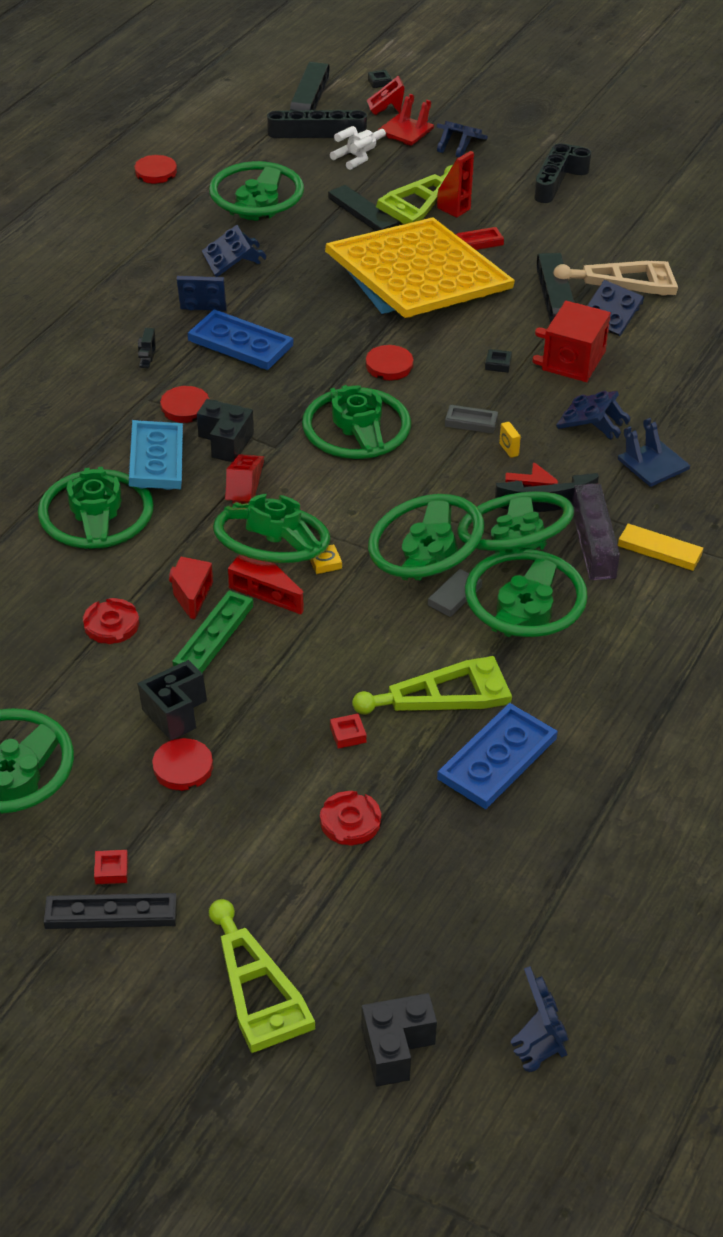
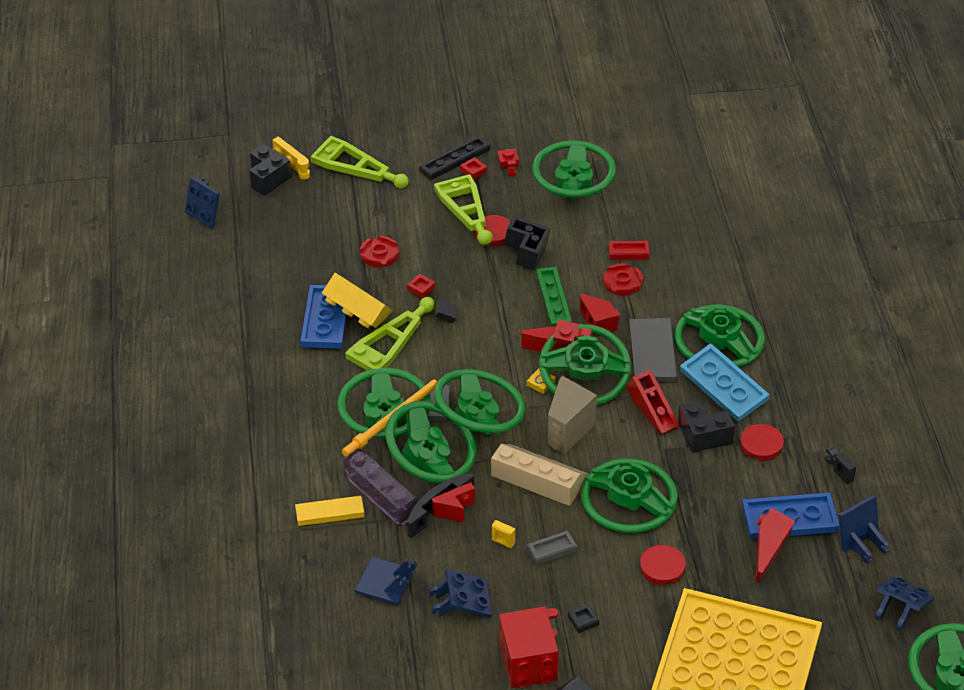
camera: 145 degrees right, 0 degrees up
(49, 860) = (509, 159): none -> red plate
(61, 650) = (628, 250): none -> red tile
(173, 849) = (462, 186): none -> lime plate
(174, 532) = (653, 348): none -> dark grey tile
(266, 541) = (568, 332): none -> red plate
(290, 317) = (770, 538): none -> red slope
(342, 1042) = (297, 160): none -> yellow plate
(348, 487) = (570, 415): none -> dark tan slope
(350, 684) = (445, 310): none -> black tile
(418, 467) = (537, 473): none -> tan slope
(450, 731) = (355, 301): none -> yellow slope
(590, 551) = (362, 439): none -> light orange bar

